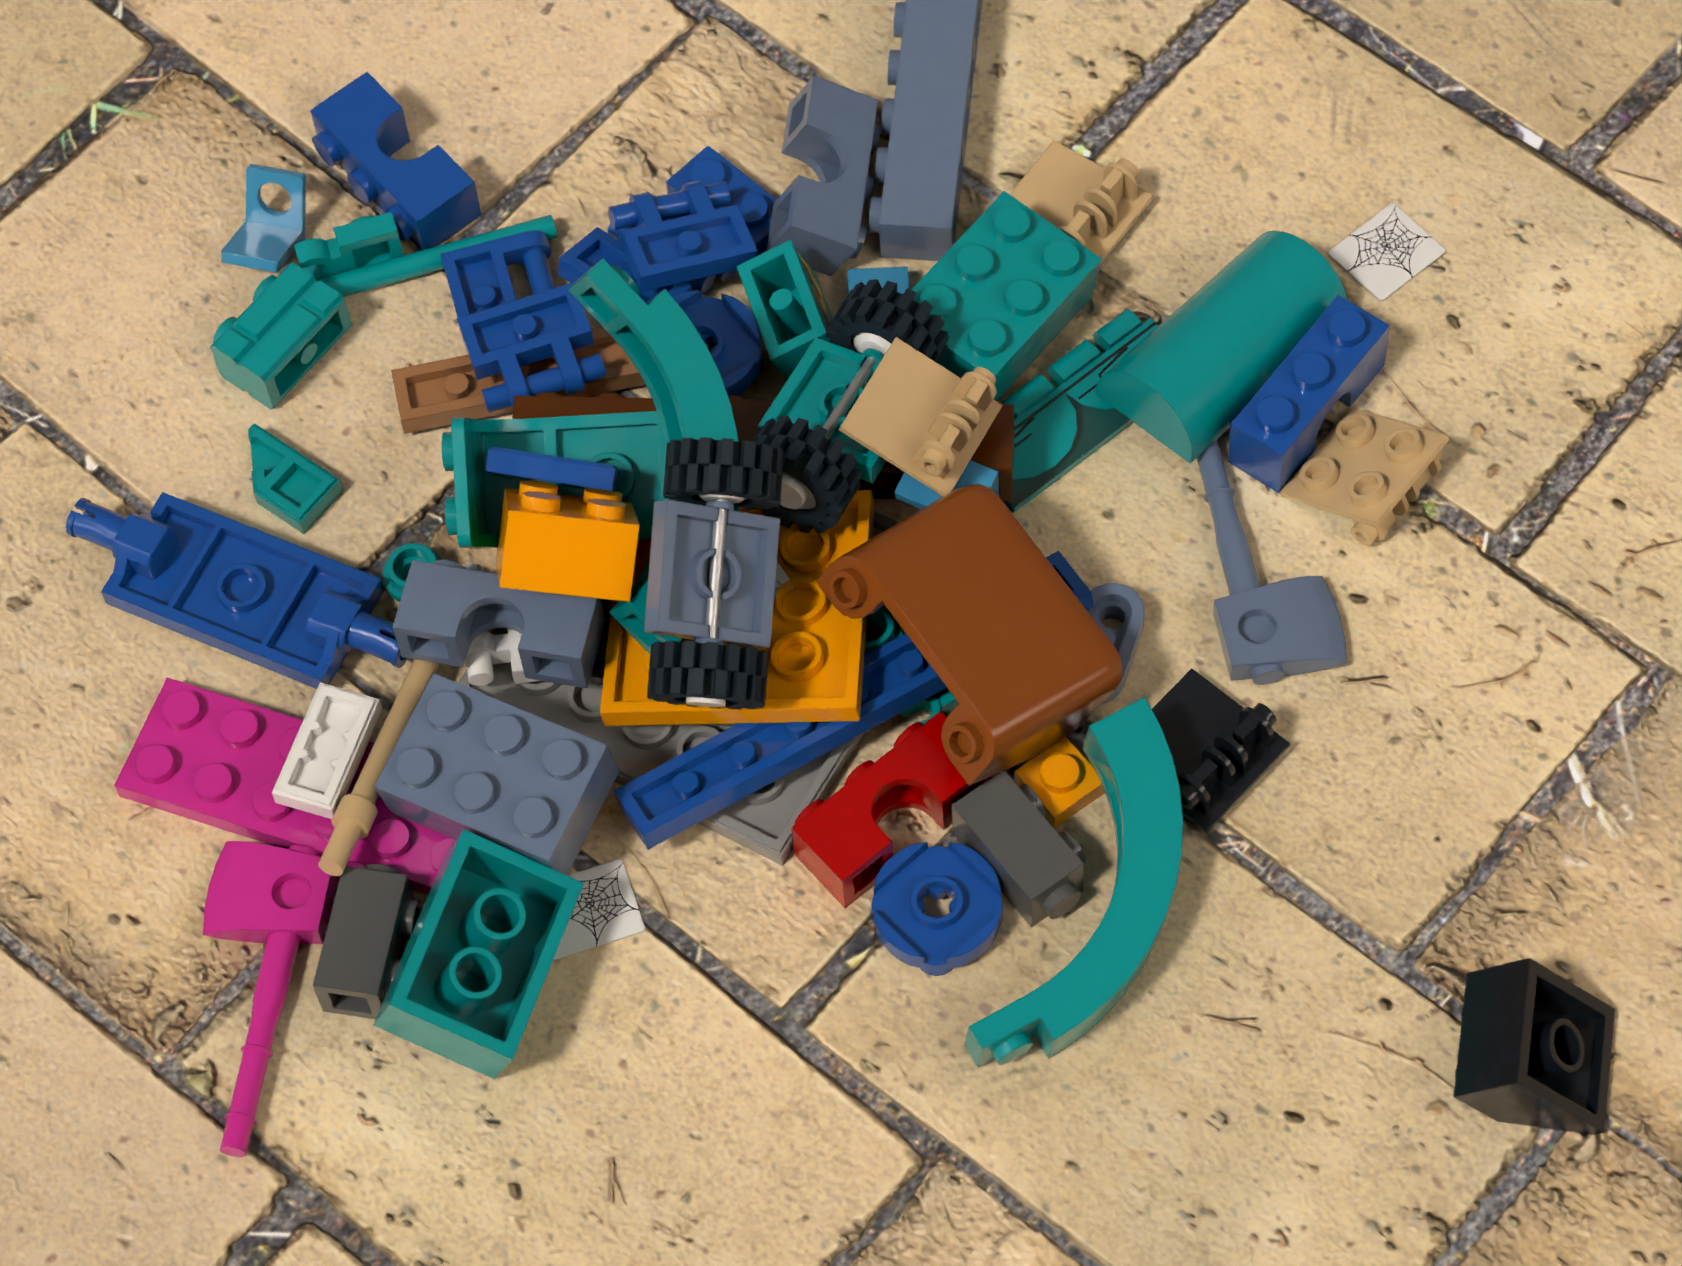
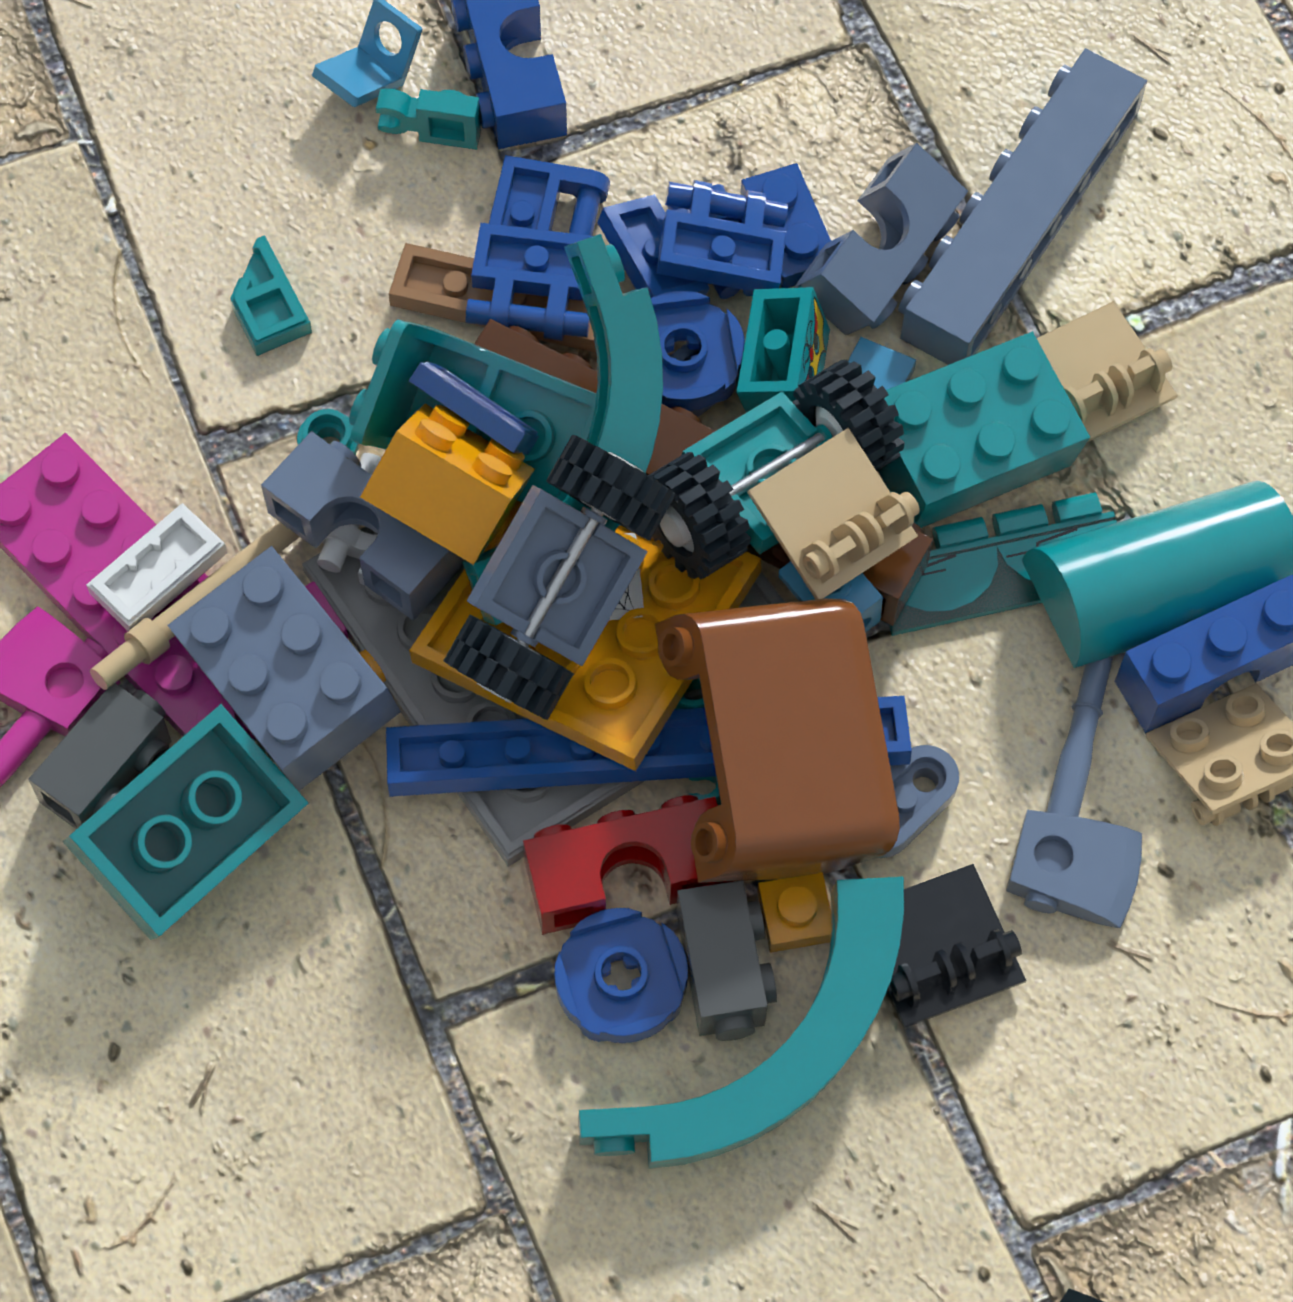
camera: 20 degrees right, 5 degrees up
(238, 588) = (168, 379): blue plate -> none
(280, 334) = (328, 165): teal brick -> none
(424, 261) = (490, 154): teal bar -> none
(603, 910) = (325, 829): white sticker -> none

